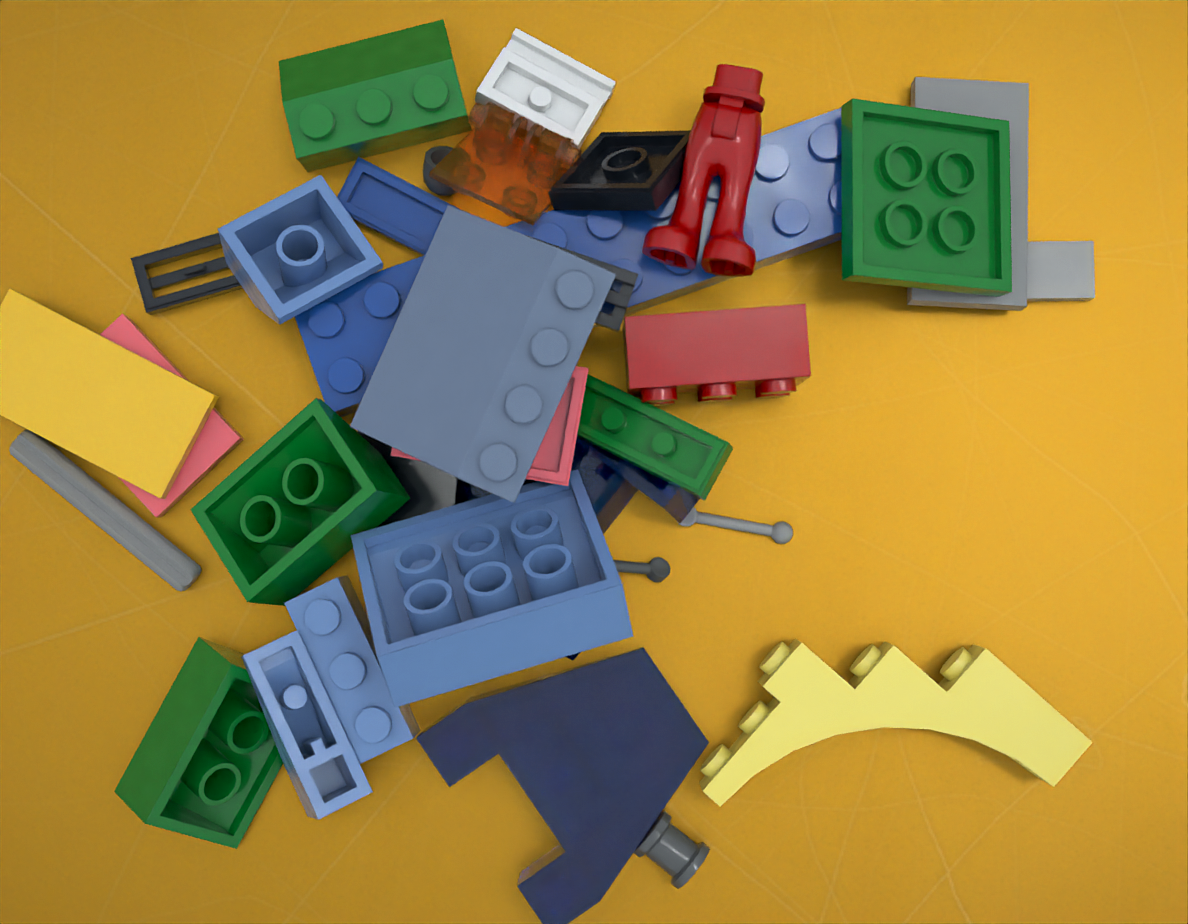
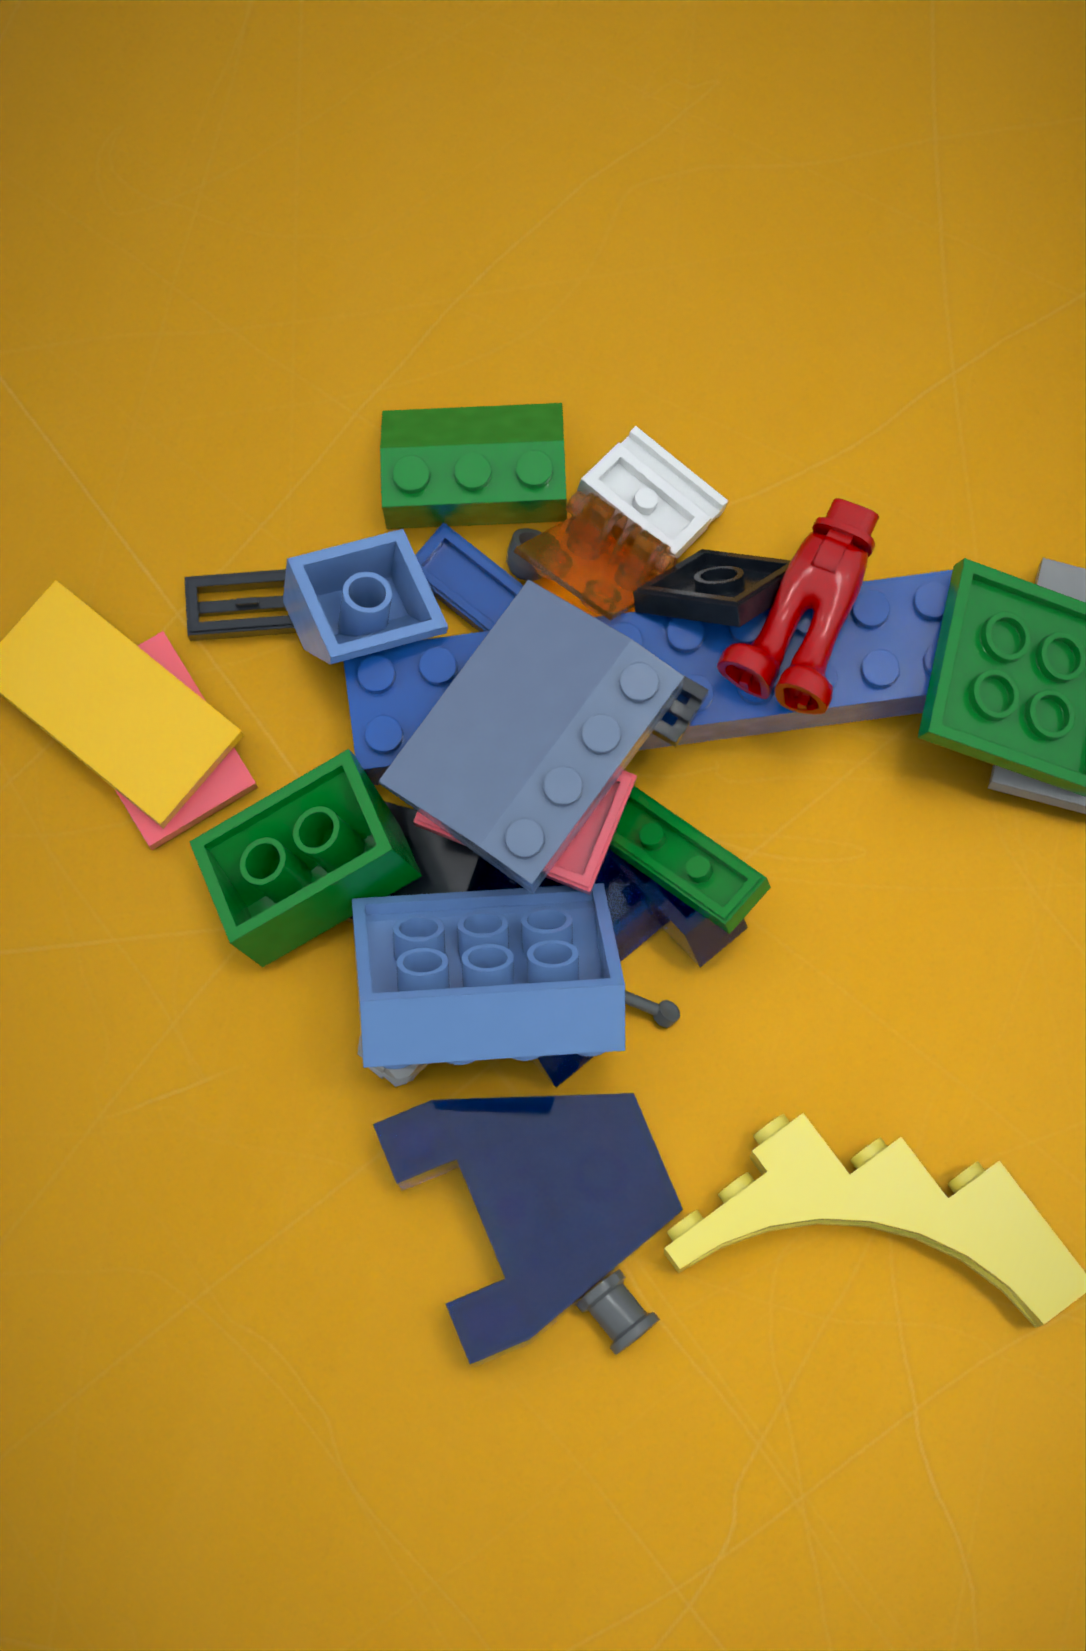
camera: 15 degrees right, 10 degrees down
(105, 510) = (97, 829): light grey axle -> none
(205, 752) = (158, 1095): green slope -> none
(305, 727) = (258, 1091): medium blue slope -> none
(347, 664) = (320, 1043): medium blue brick -> none
(716, 353) = (774, 792): brick -> none
(780, 532) = (806, 1001): light grey hinge -> none

